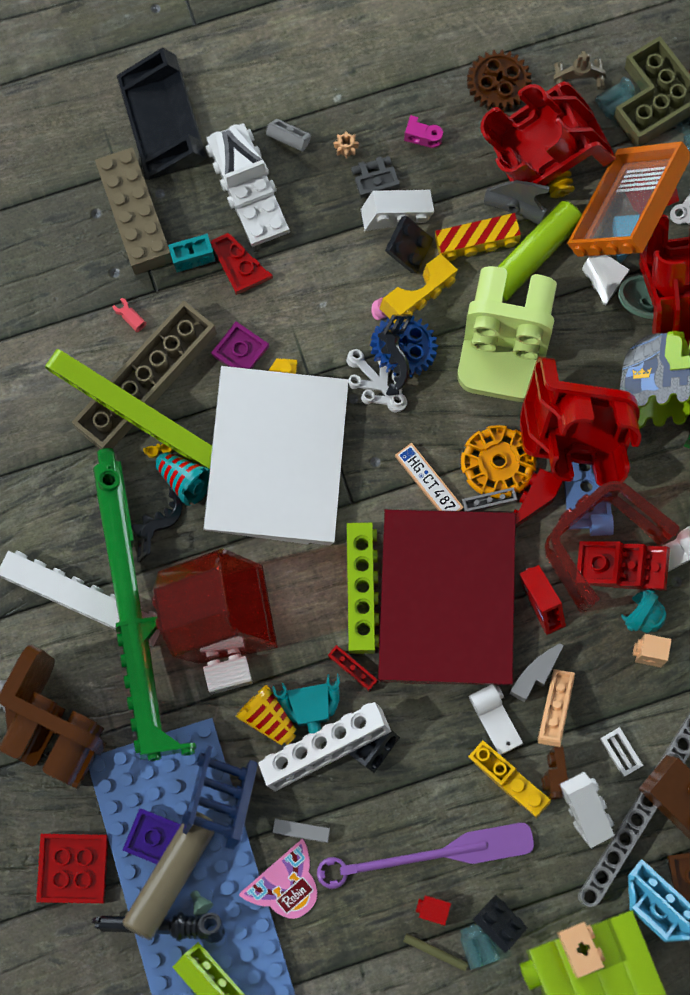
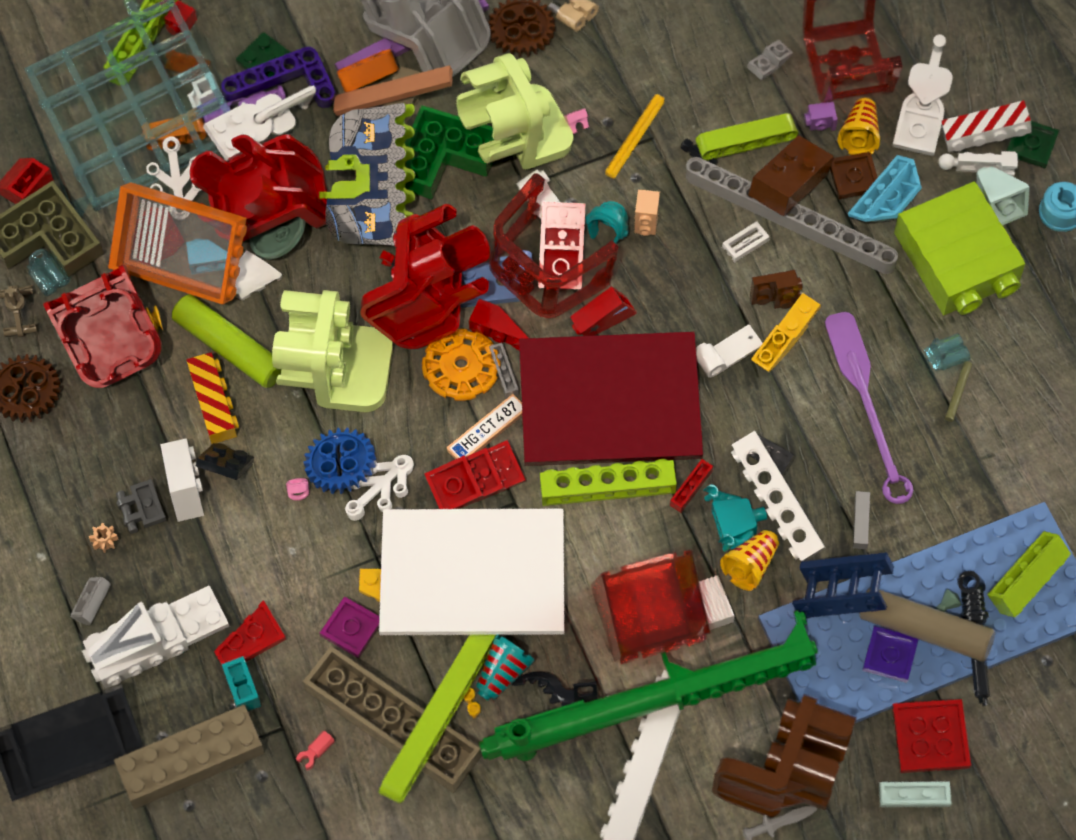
camera: 100 degrees left, 10 degrees down
(20, 845) = (914, 794): none -> light aqua tile
(285, 884) = (916, 529): sticker -> none
(377, 466) = (475, 477): none -> red slope
(397, 355) = (357, 457): black piece -> none
(423, 134) = (89, 461): dark pink leg -> none
(433, 910) = (920, 392): red brick -> none
(437, 275) = (260, 433): yellow arch -> none
(500, 923) = (924, 330): black plate -> none
(518, 198) = (170, 357): dark grey pin -> none
(535, 673) = (677, 315): light grey slope -> none
(556, 708) = (713, 291): light nougat tile -> none
(581, 963) = (942, 249): light nougat brick -> none
(587, 809) = (811, 254): white wedge -> none

